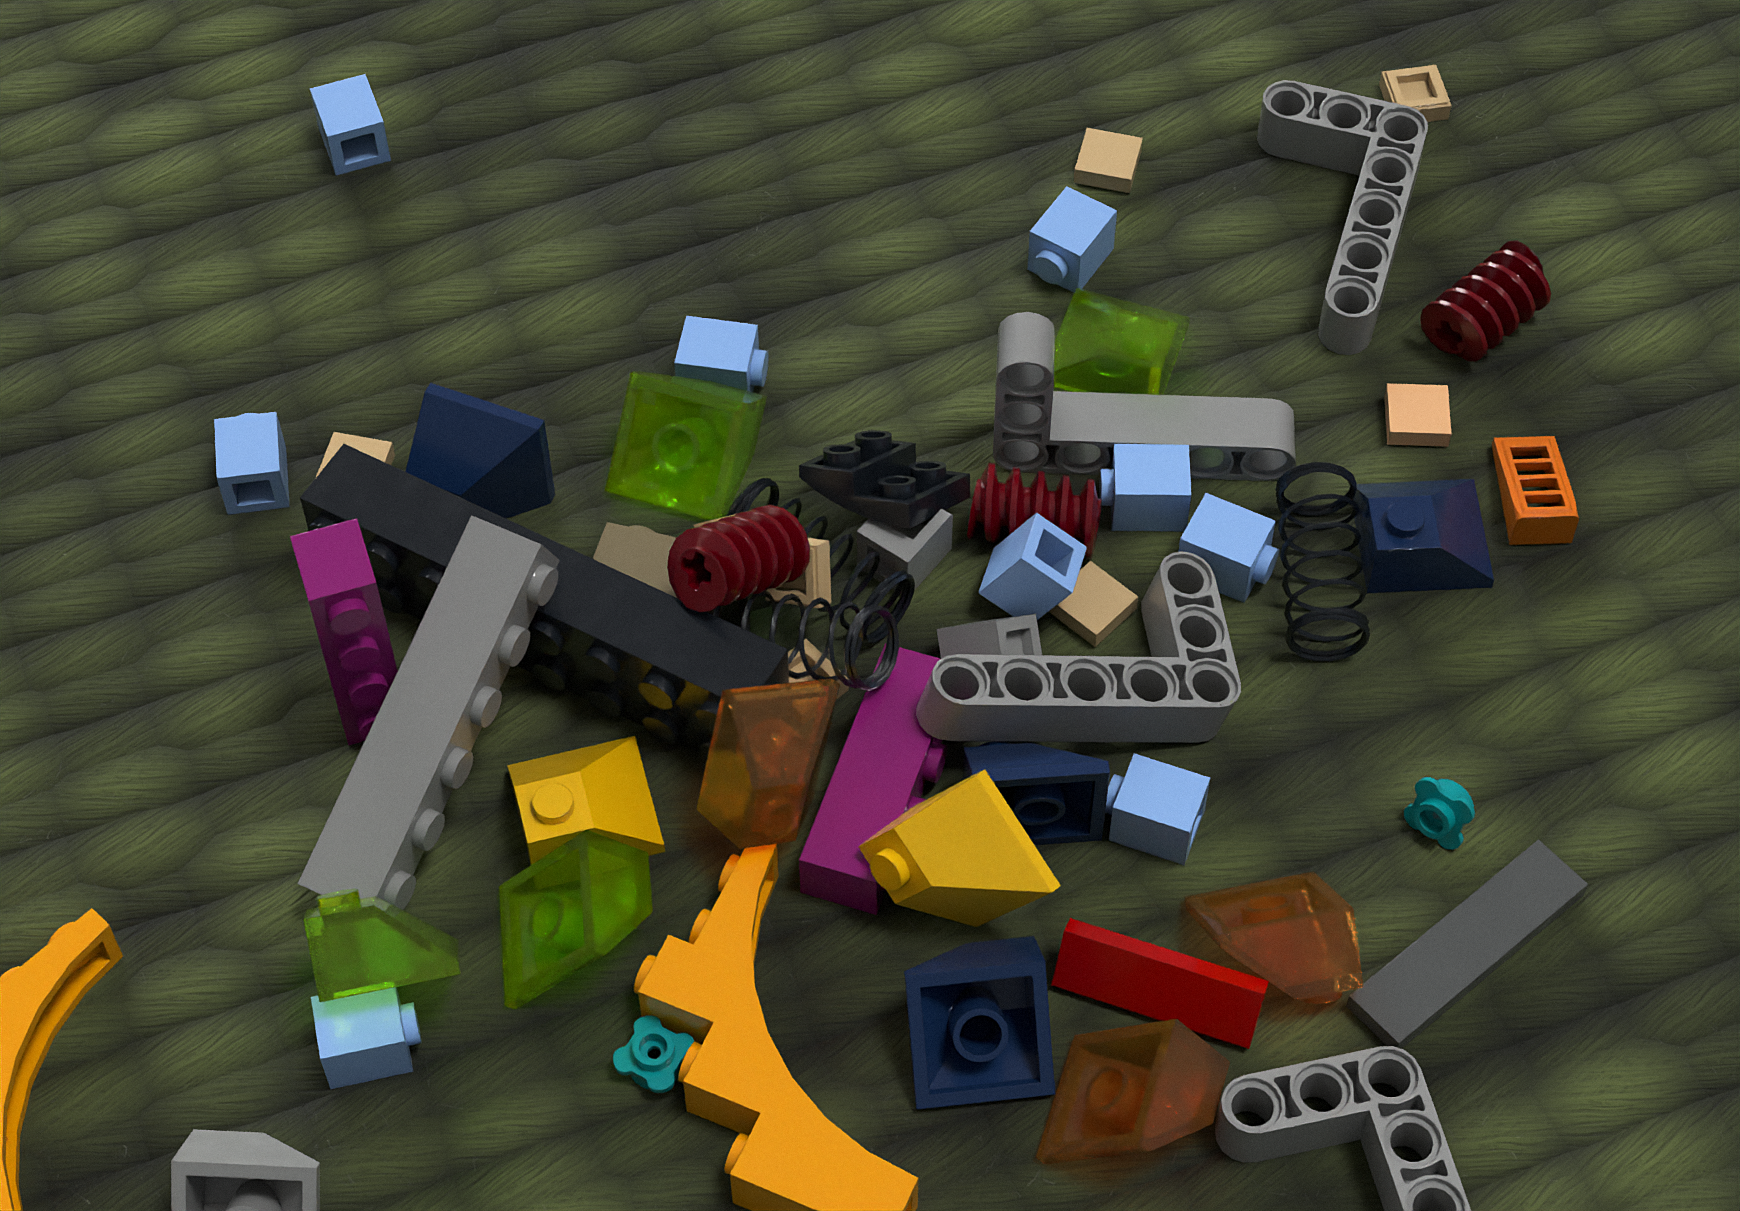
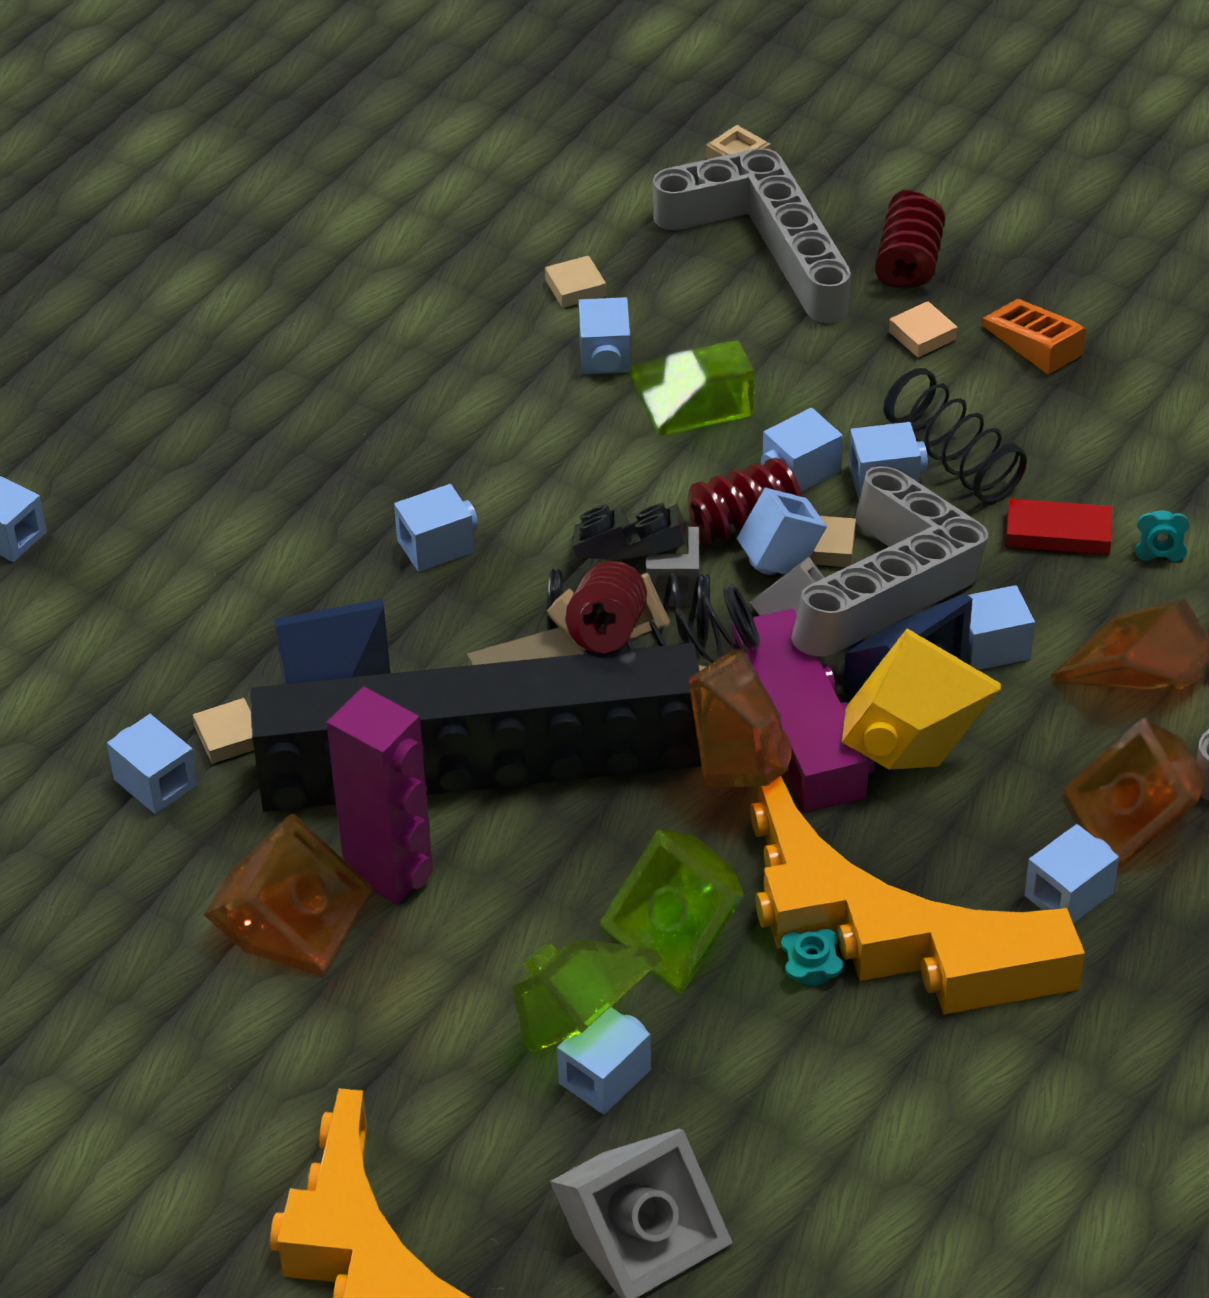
camera: 35 degrees left, 10 degrees down
(244, 682) = (290, 899): none -> clear orange slope
(433, 715) = (482, 819): light grey brick -> none
(583, 790) = (600, 841): yellow slope -> none
(684, 443) = (464, 587): clear neon green slope -> none
(980, 1024) = (1011, 803): dark blue slope -> none
(980, 1141) = (1072, 873): none -> light blue brick
(1079, 429) = (700, 442): light grey beam -> none
(1159, 982) = (1087, 722): red tile -> none
(1349, 732) = (1059, 526): none -> red tile
(1422, 536) = (997, 391): dark blue slope -> none

